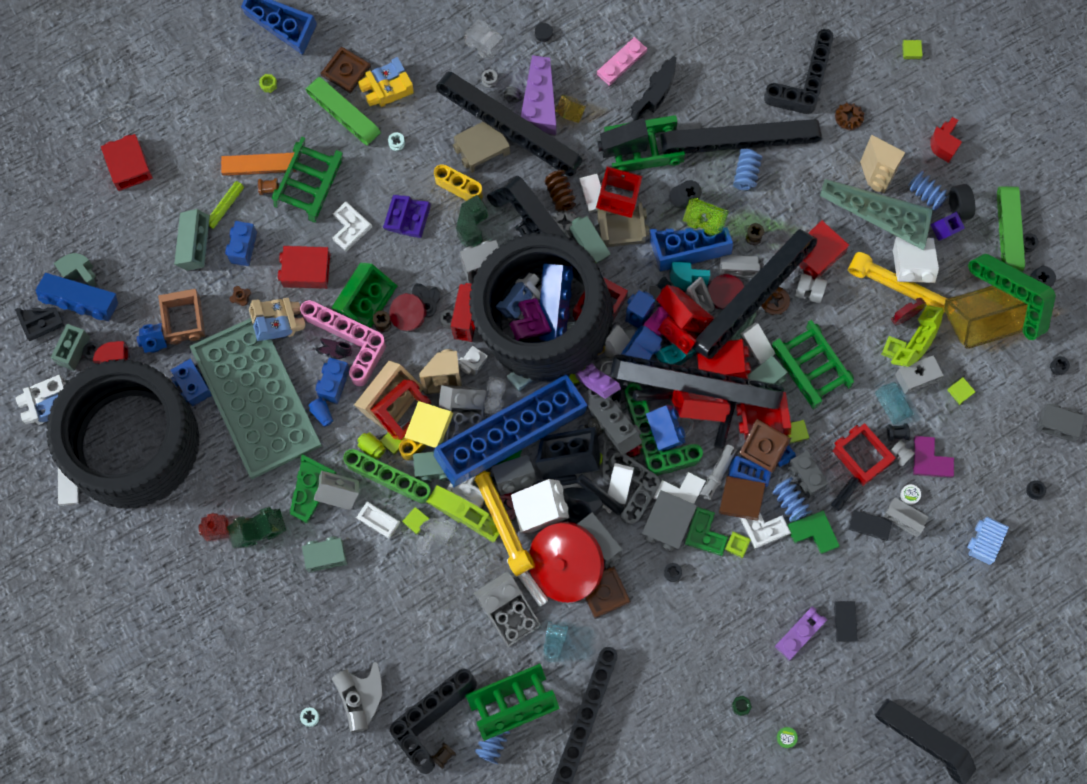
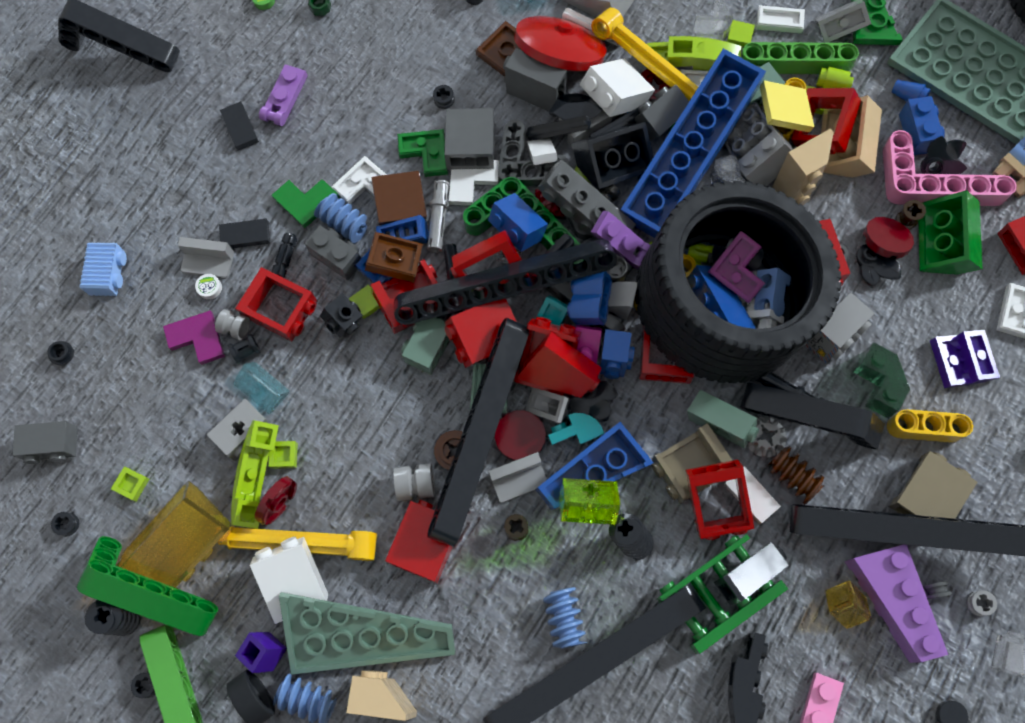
camera: 160 degrees right, 0 degrees up
(737, 544) = (385, 153): lime tile -> none
(758, 343) = (452, 379): white tile -> none
(802, 380) = (379, 361): green fence -> none
(819, 422) = (341, 316): none -> black brick
(961, 391) = (182, 436): lime tile -> none
(1007, 373) = (130, 484): none -> lime tile

